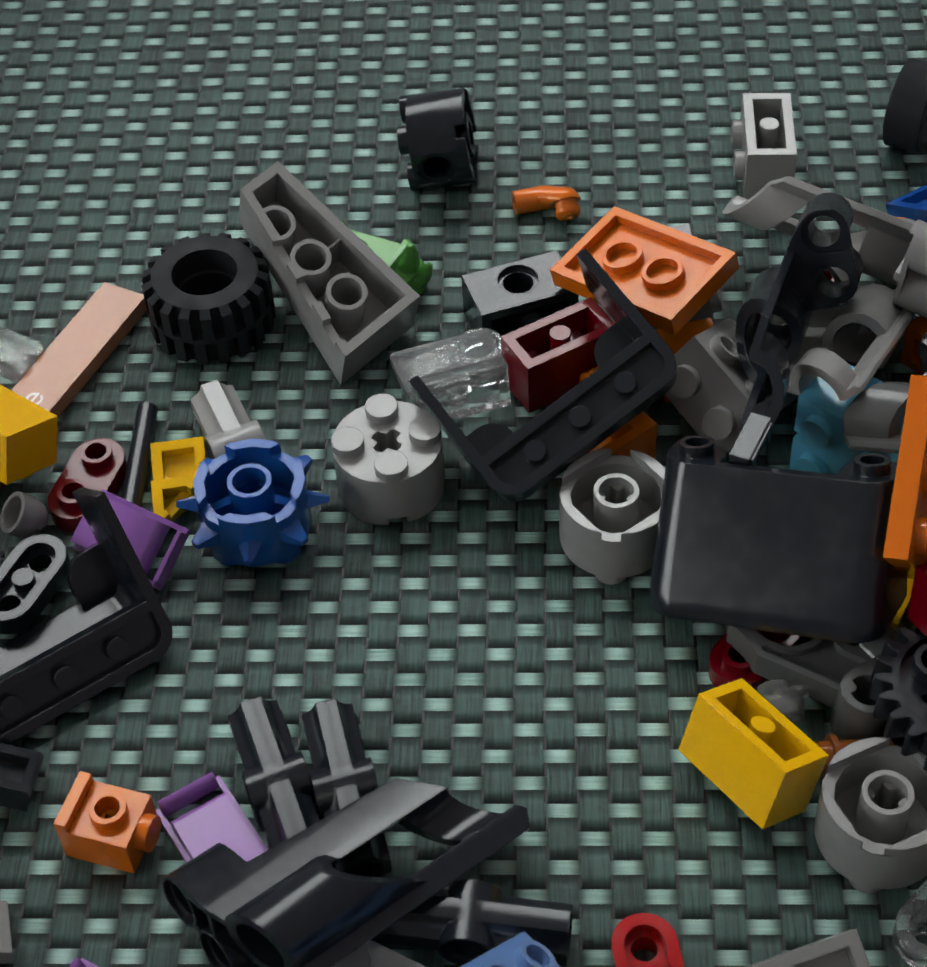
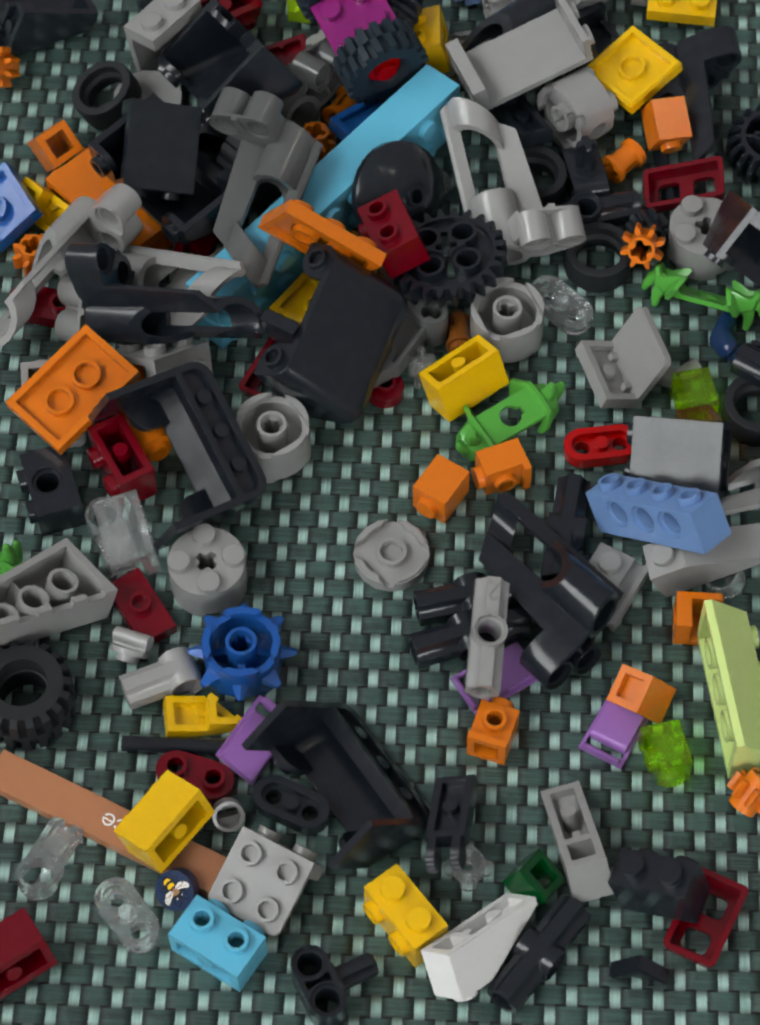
camera: 90 degrees left, 10 degrees up
(198, 780) = (486, 657): none -> light grey piece
(279, 396) = (131, 645): none -> light grey plate
(319, 416) = (142, 607): none -> dark red plate
(434, 689) = (391, 555): none -> light grey tile
(543, 737) = (440, 489): none -> orange brick
(590, 824) = (501, 468): none -> orange brick
(723, 868) = (485, 430): none -> bright green piece

